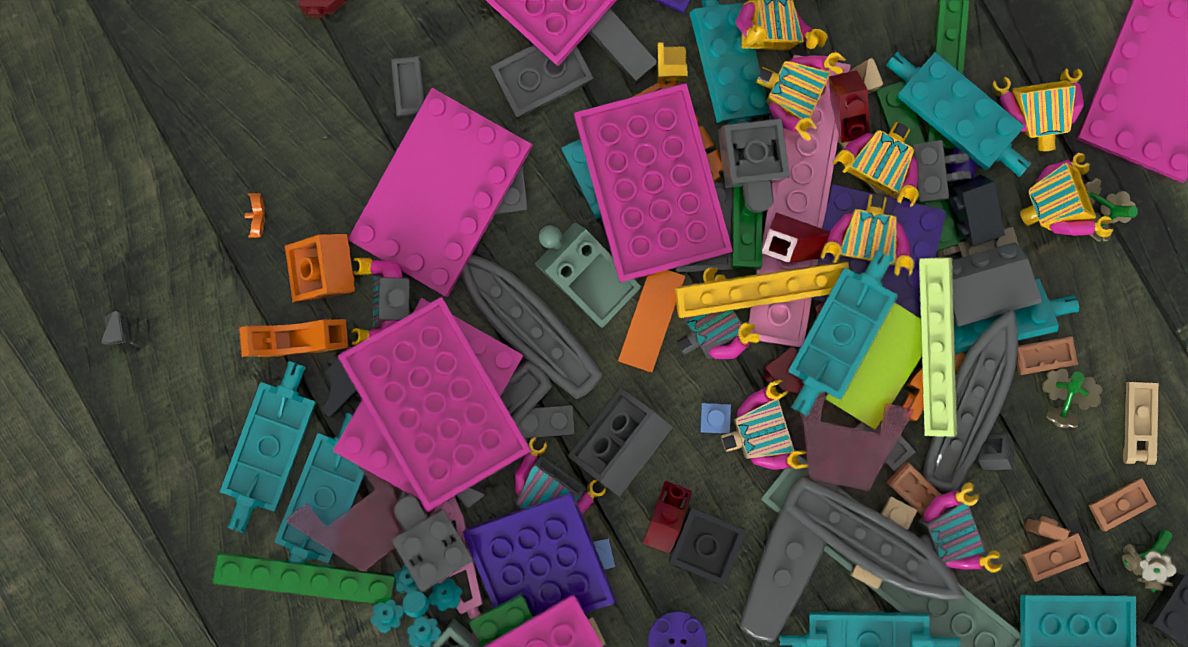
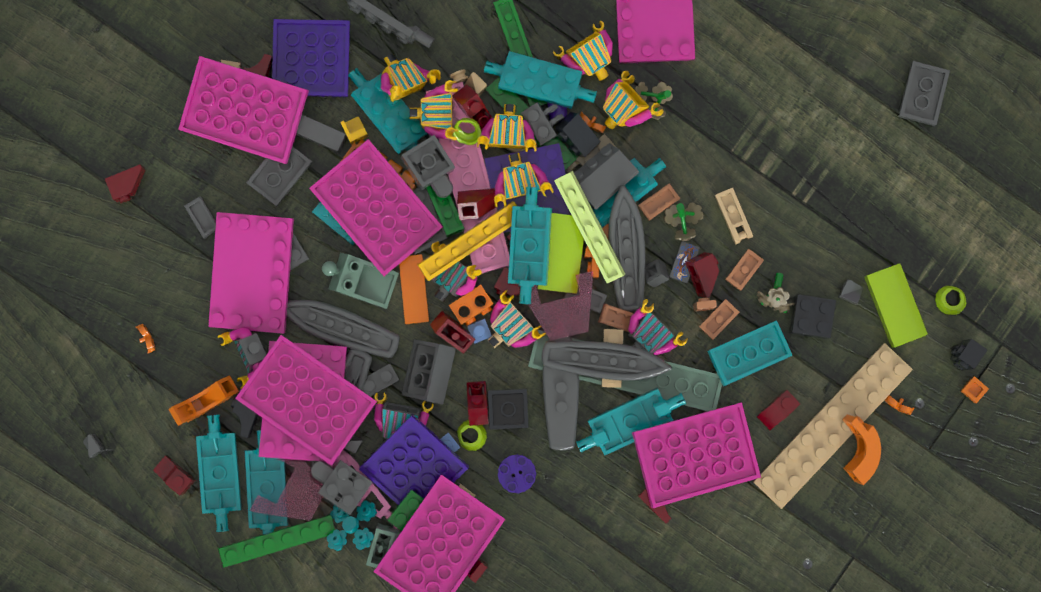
camera: 25 degrees left, 0 degrees up
(205, 421) = (174, 475): none -> dark red arch
(320, 267) = (199, 351): orange slope -> none
(646, 572) = (482, 436): none -> lime piece
(678, 402) = (452, 332): none -> dark red slope
(720, 371) = (468, 301): none -> orange brick
(823, 146) = (467, 138): none -> lime piece
(850, 54) = (459, 76): none -> tan bush
(1007, 213) = (591, 123): none -> orange piece
(1042, 455) = (679, 269): none -> tile
(1063, 483) = (703, 272): none -> dark red slope

